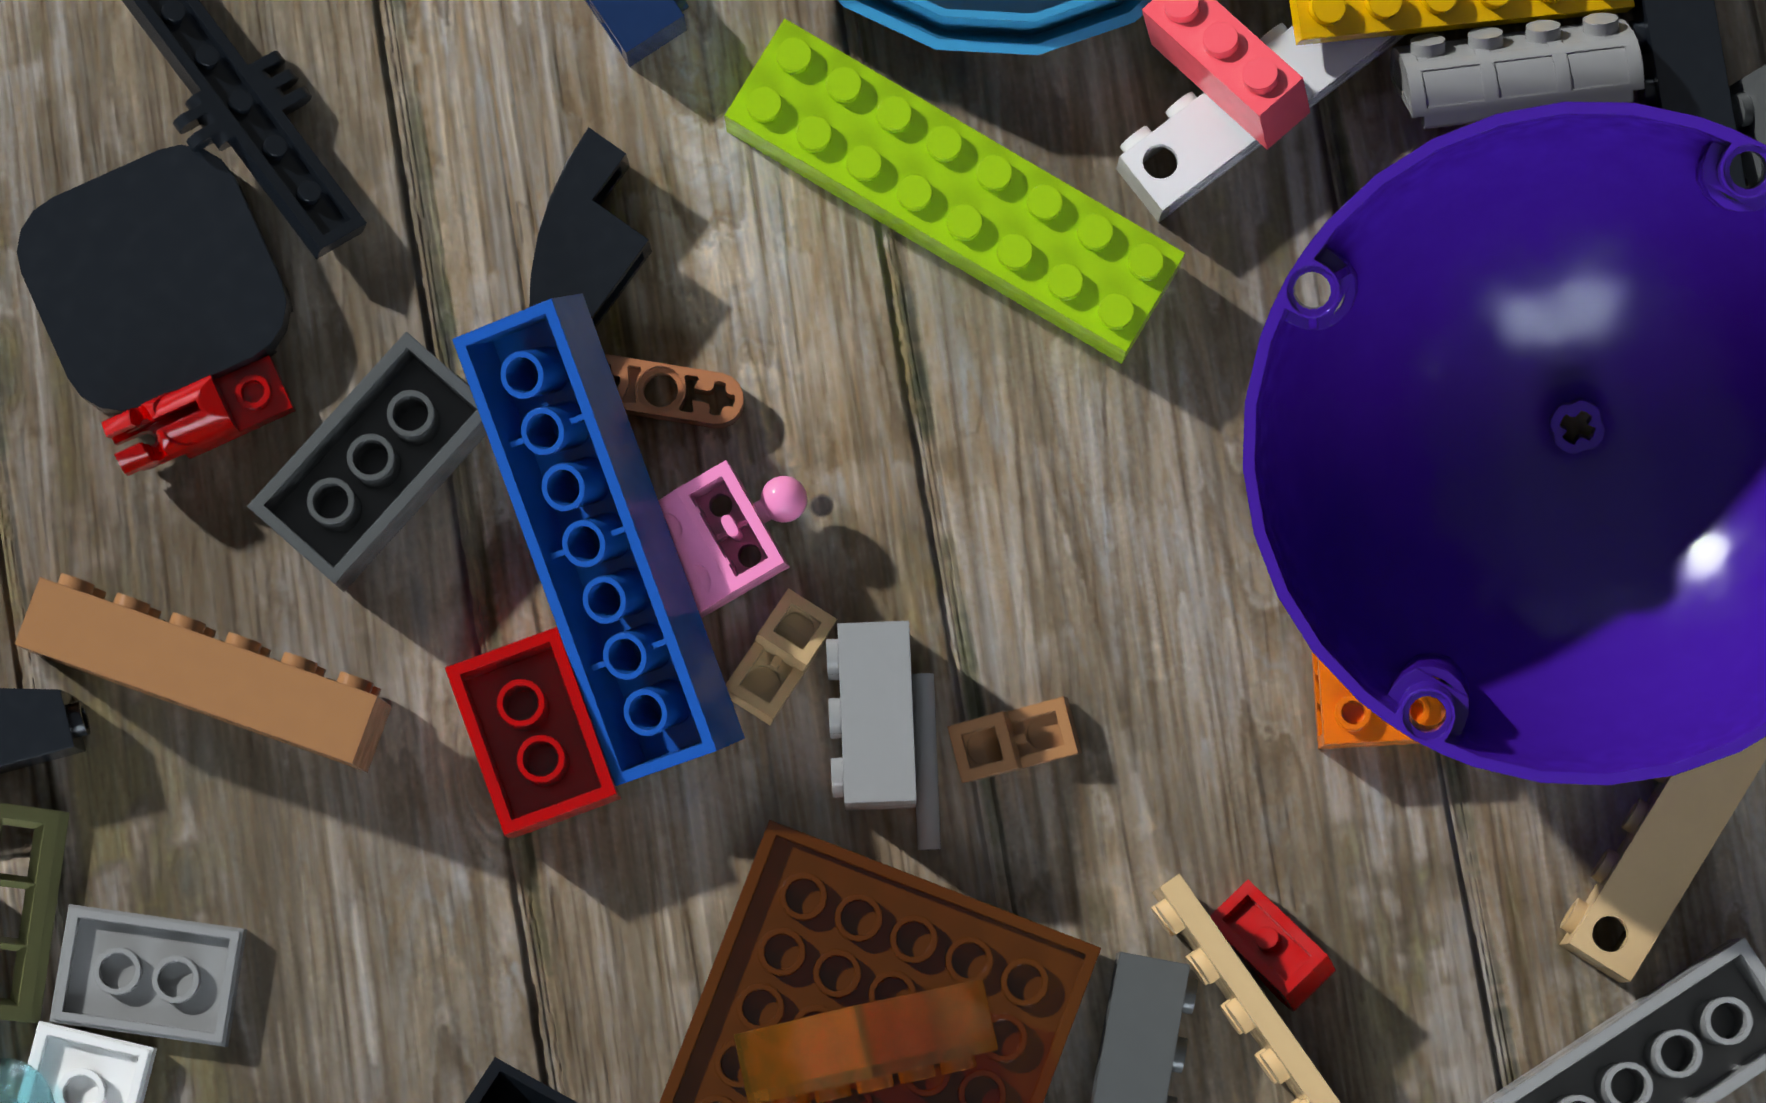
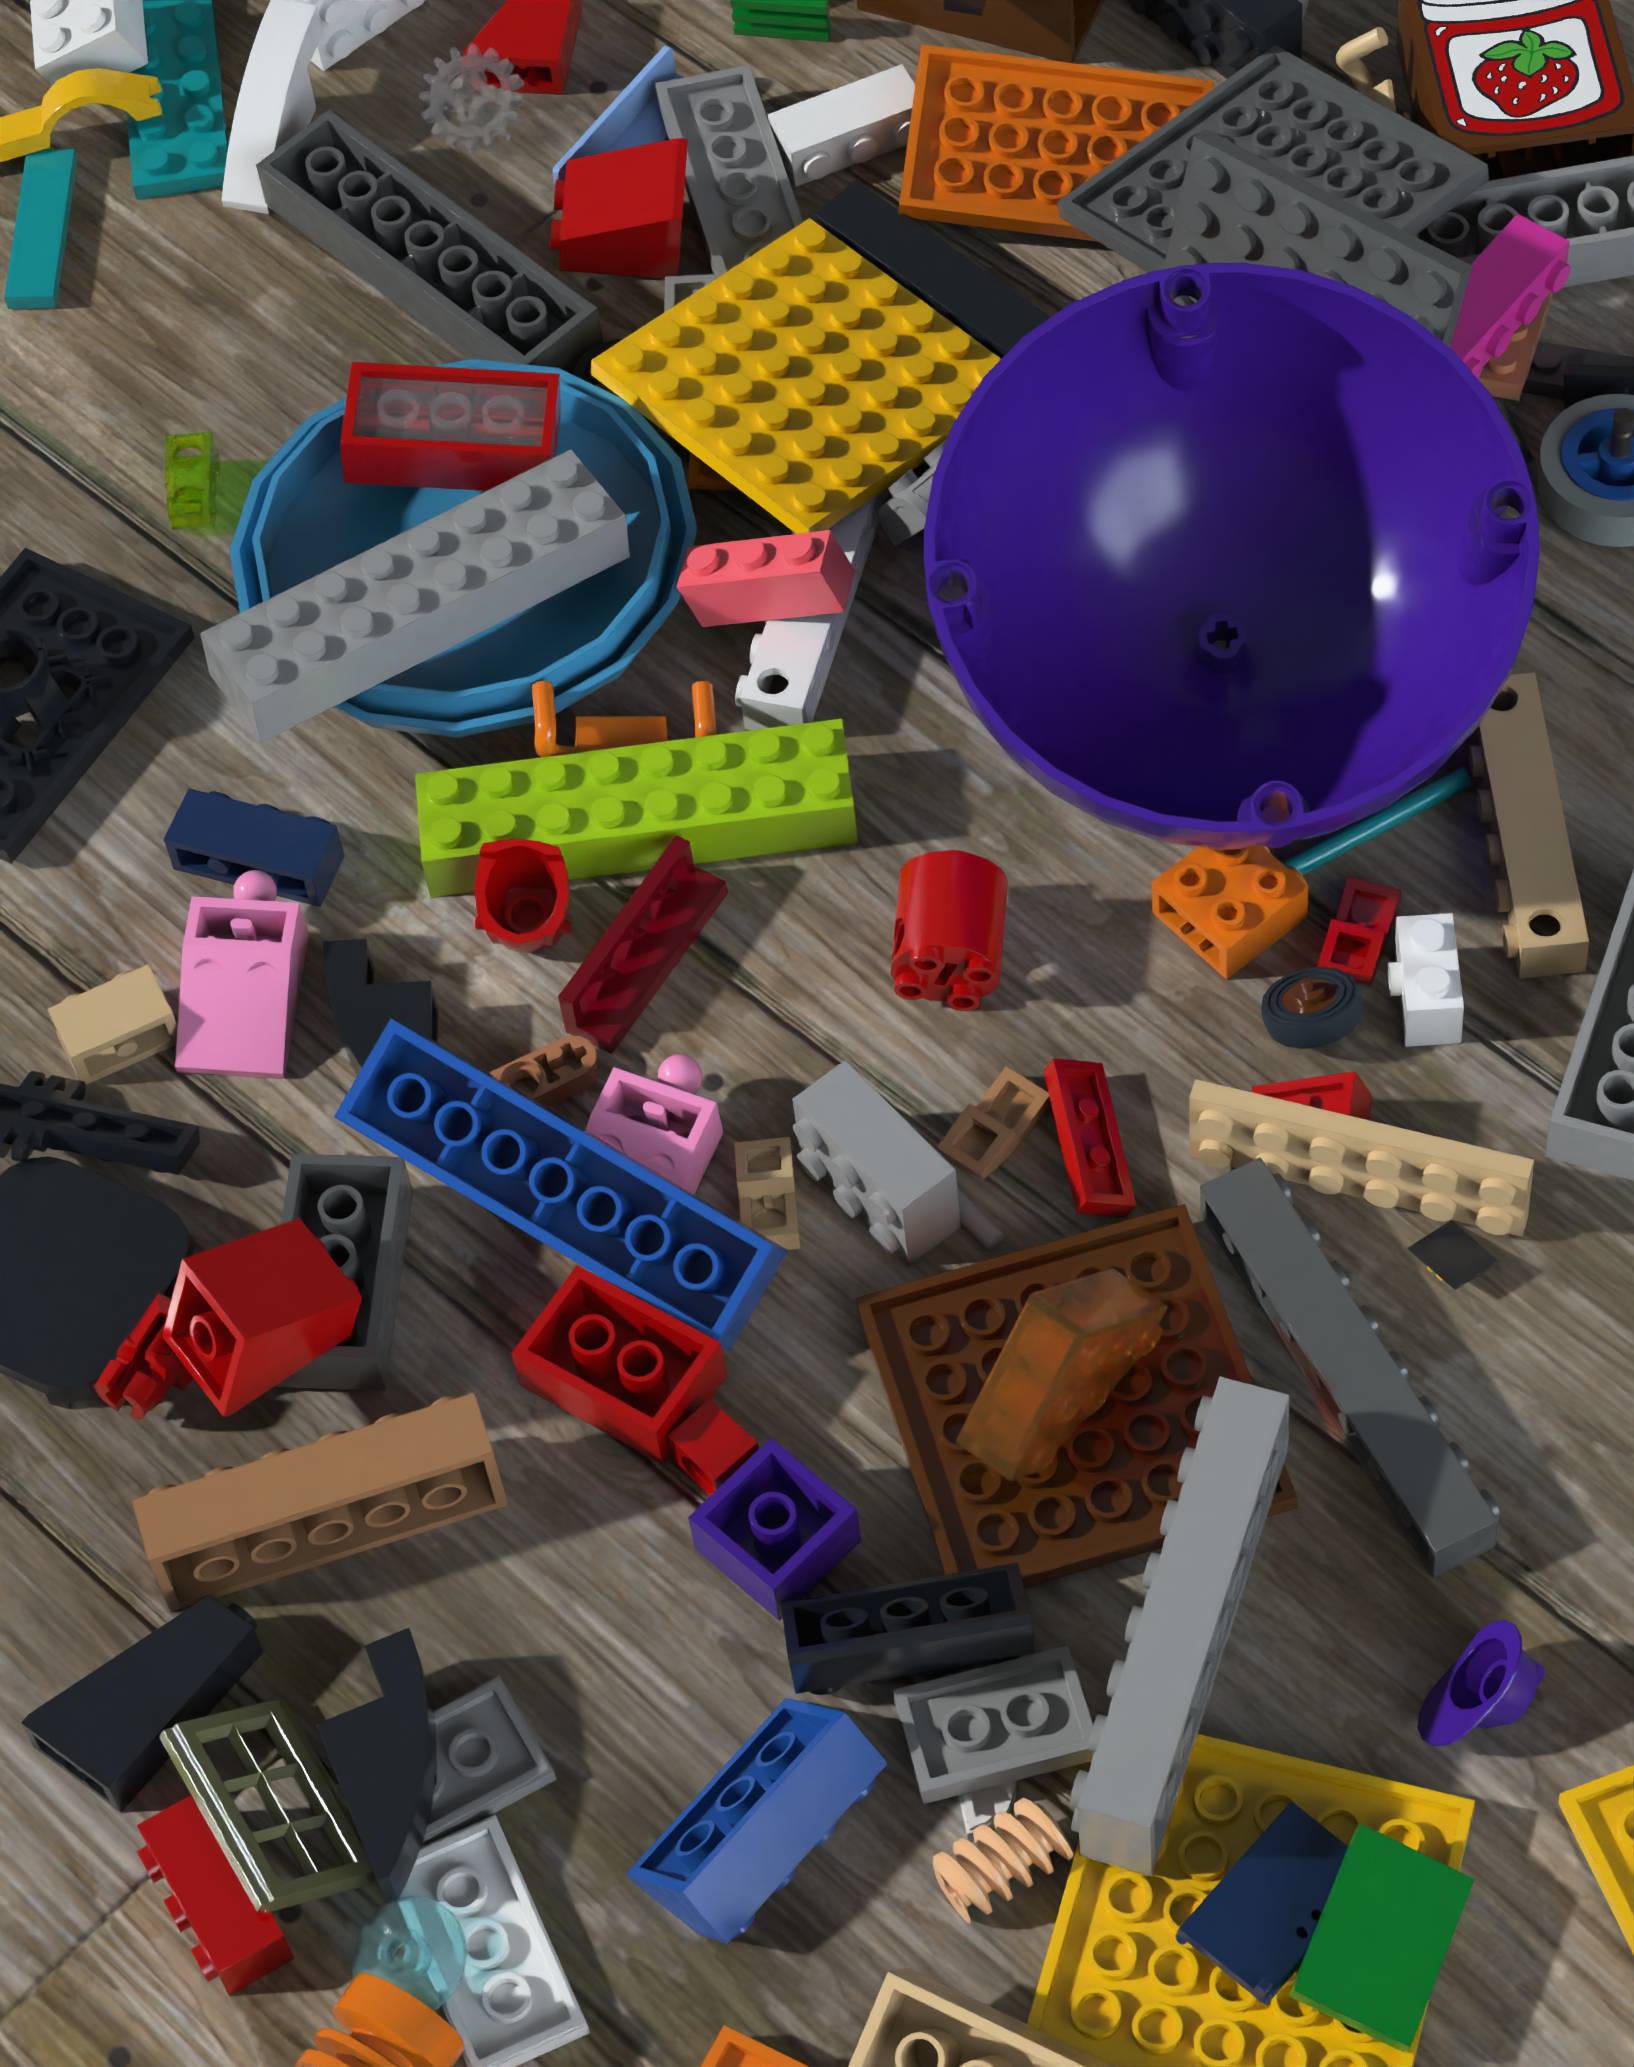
camera: 30 degrees left, 25 degrees down
(93, 950) = (388, 1761): none -> black slope
(264, 481) = (258, 1312): none -> red slope
(369, 61) = (114, 1024): none -> tan brick
(493, 117) = (240, 981): none -> bright pink slope
(542, 983) = (775, 1528): none -> dark purple brick
(553, 872) = (710, 1447): none -> red brick
(783, 217) = (522, 894): none -> red helmet
(856, 336) = (640, 948): none -> dark red fence
(993, 107) = (613, 731): none -> orange piece
(1076, 820) = (1089, 1138): none -> red plate
(1116, 532) = (949, 928): none -> red cylinder
(1356, 847) = (1312, 1007): none -> black wheel
(1455, 804) = (1360, 929): none -> red slope
(1473, 898) = (1427, 980): none -> white brick

